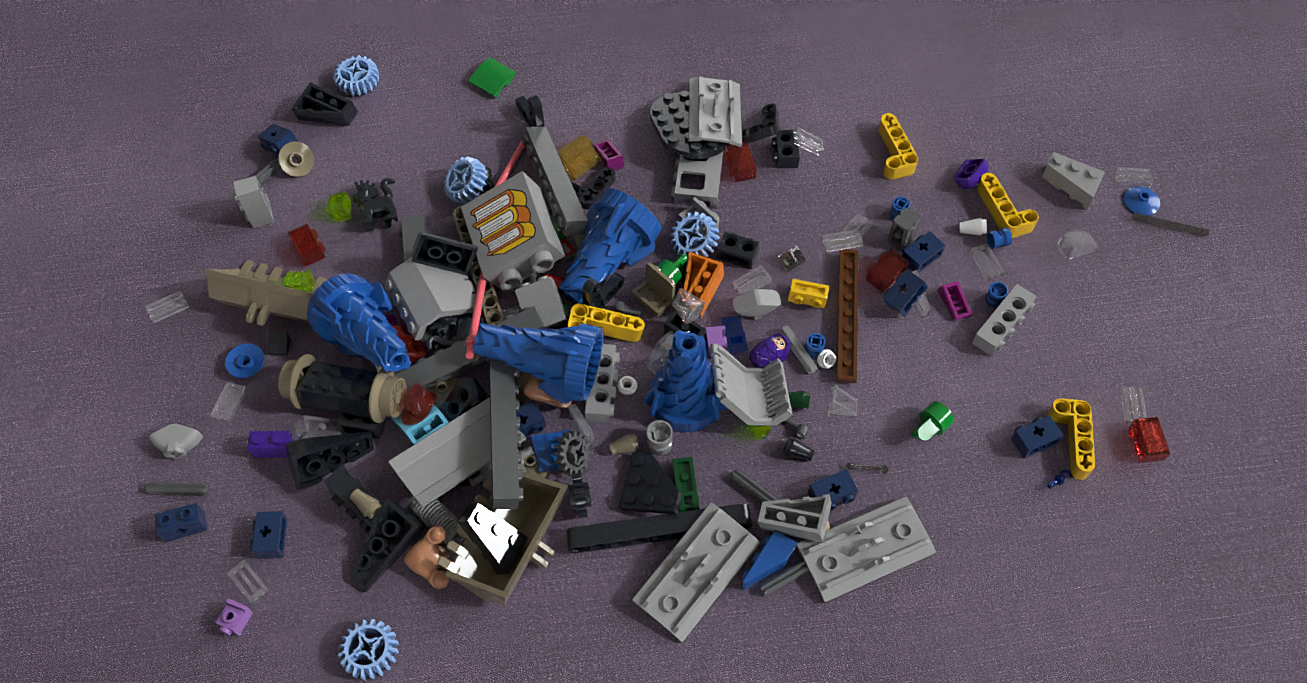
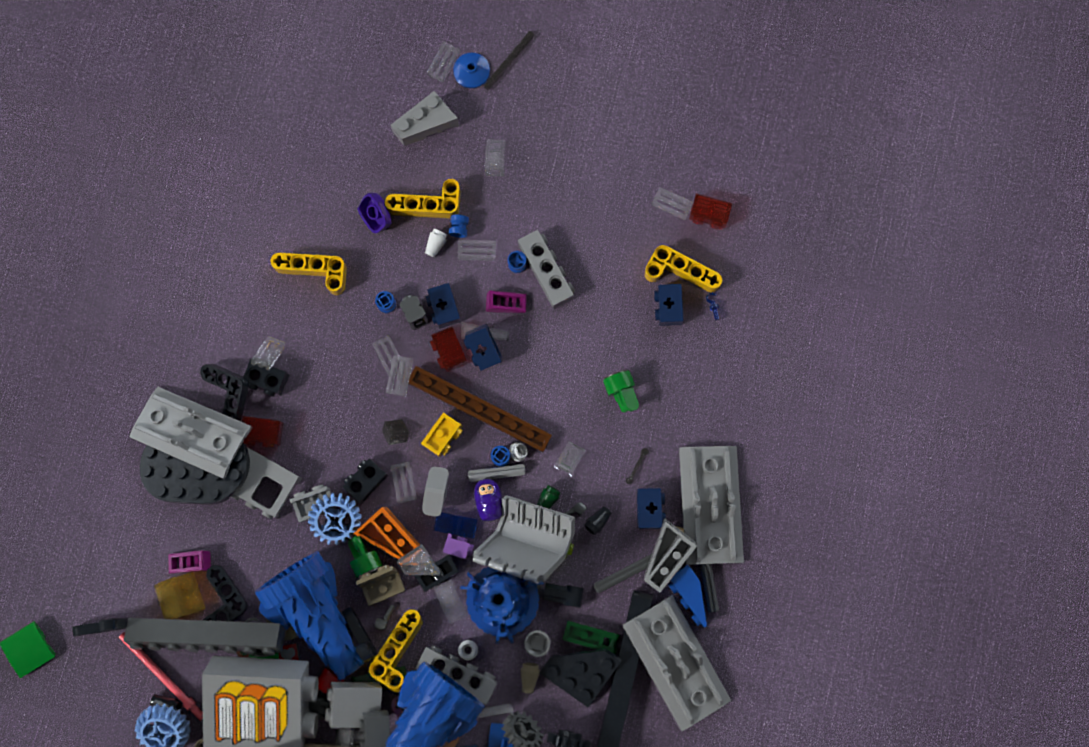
camera: 65 degrees left, 20 degrees up
(715, 449) = (564, 594): none -> black piece

